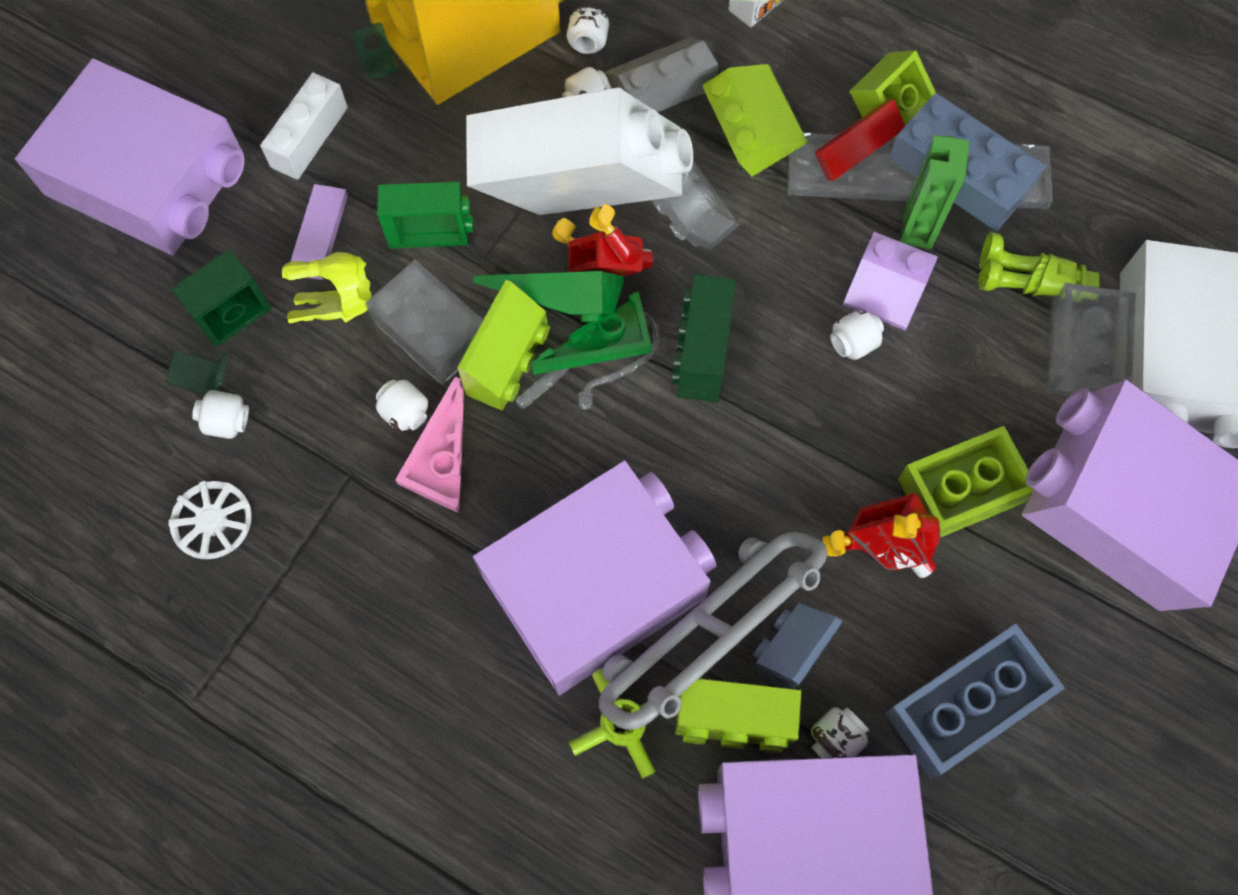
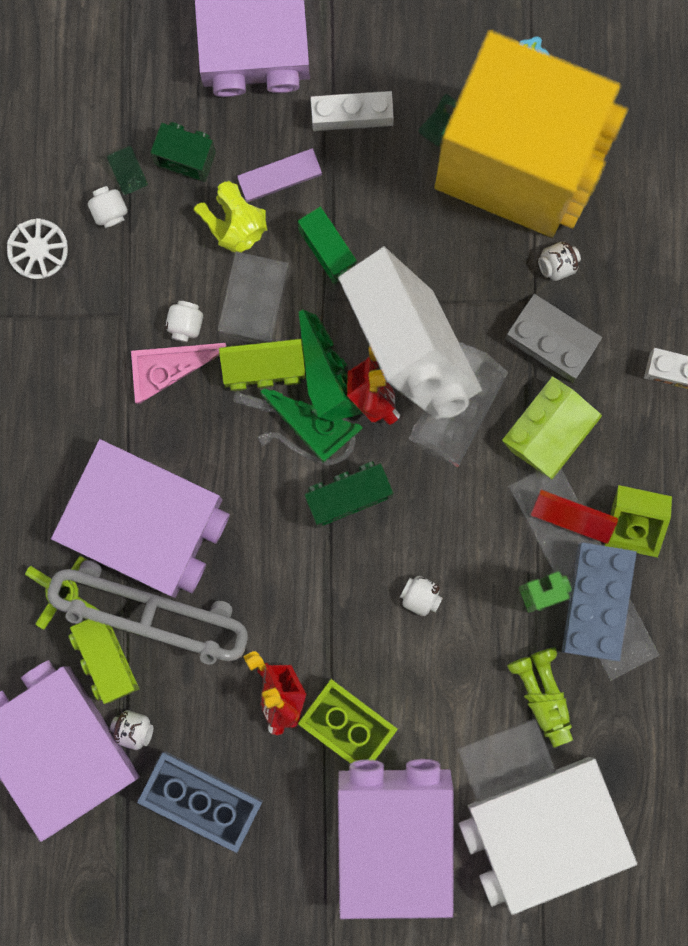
camera: 60 degrees right, 15 degrees up
(585, 82) = (505, 292): white head -> none
(795, 646) = (169, 672): sand blue slope -> none
(890, 280) = (475, 596): lavender slope -> none

